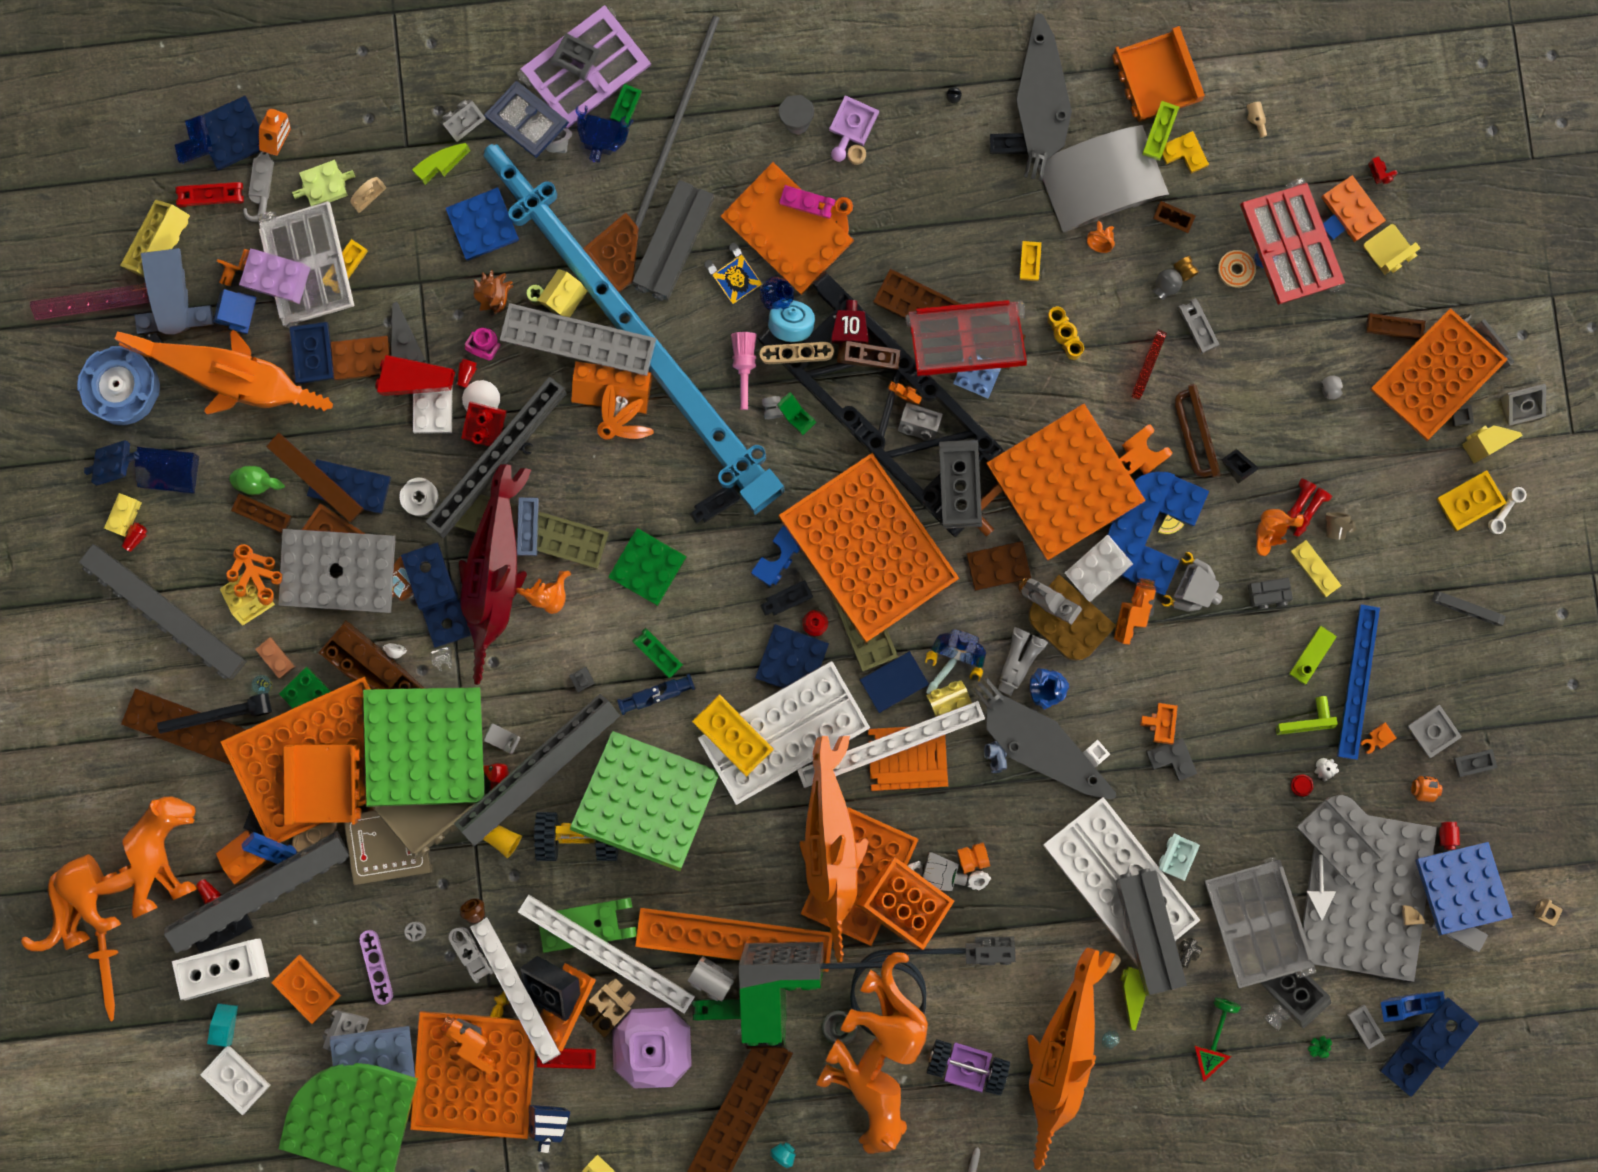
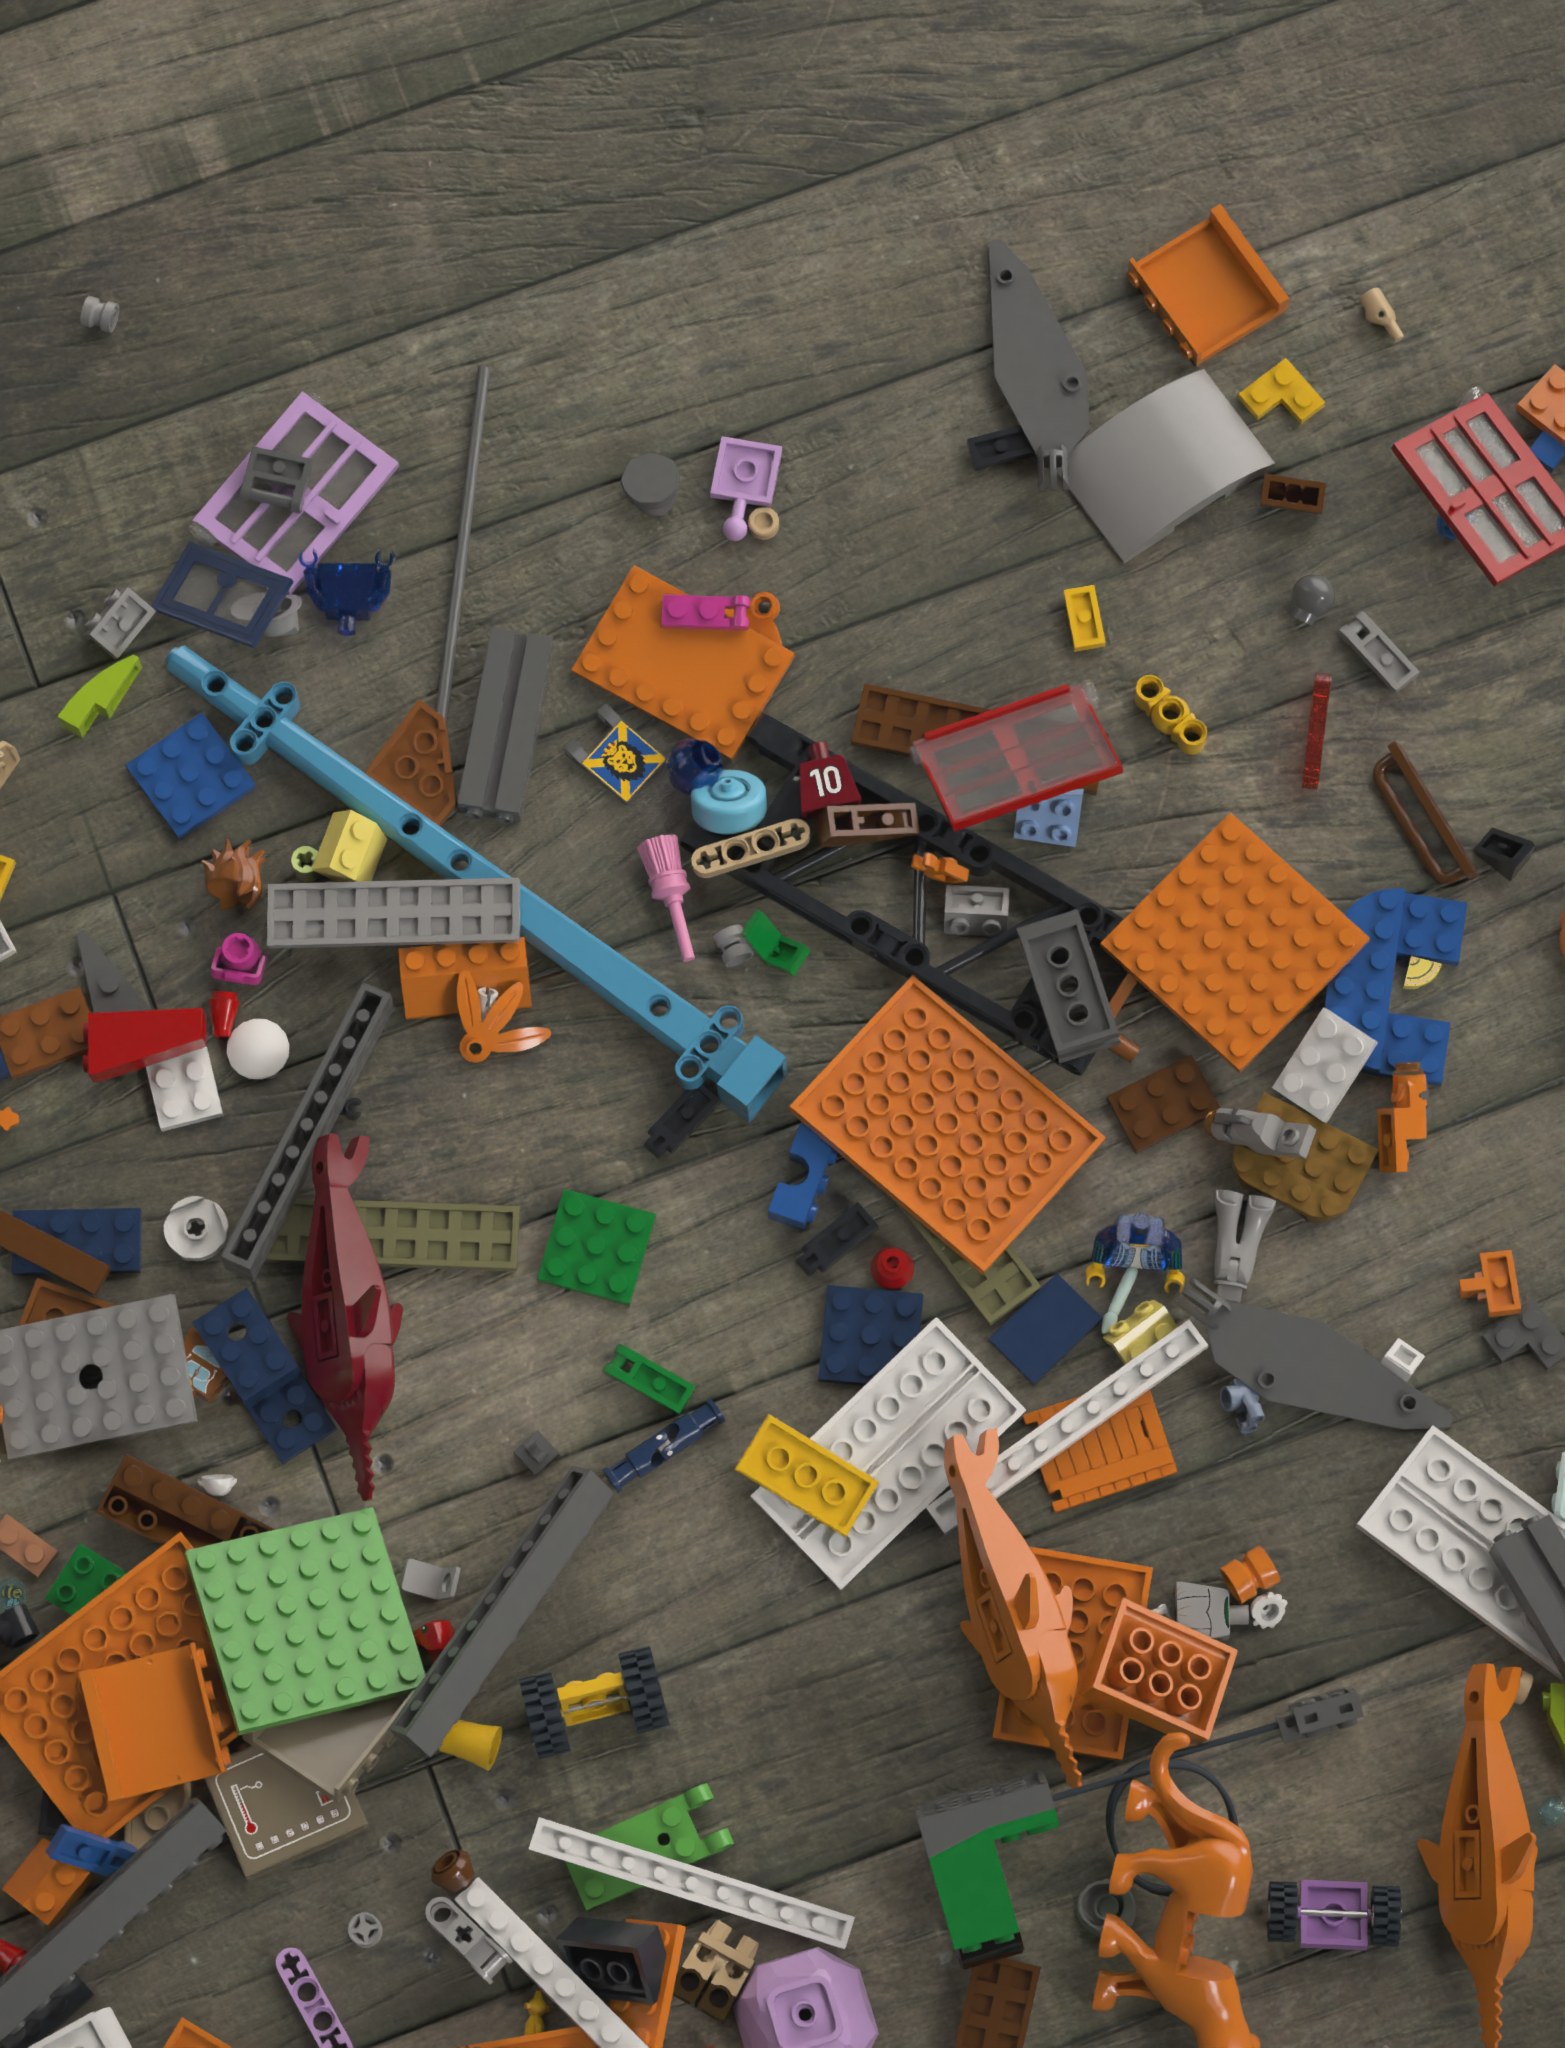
camera: 15 degrees left, 10 degrees down
(440, 657) = (297, 1473): clear tile -> none
(483, 423) = (272, 1085): red plate -> none
(527, 526) = (387, 1228): sand blue plate -> none
(549, 596) = (446, 1333): orange piece -> none
(626, 103) = (375, 533): green plate -> none
(645, 801) = (692, 1614): bright green plate -> none
(711, 979) = (876, 1871): light grey hinge -> none
(716, 935) = (860, 1809): orange plate -> none
(717, 1010) = (902, 1929): green plate -> none
(954, 98) = (894, 399): black hinge -> none
(1048, 688) = (1295, 1273): blue helmet -> none
(1101, 240) = (1187, 559): orange piece -> none
(1140, 456) = (1340, 873): orange piece -> none
(1160, 130) = (1235, 368): lime plate -> none
(1186, 268) = (1334, 568): pearl gold wheel -> none
(1196, 587) = (1488, 1057): light grey torso -> none
(1240, 258) = (1416, 534): tan tile -> none

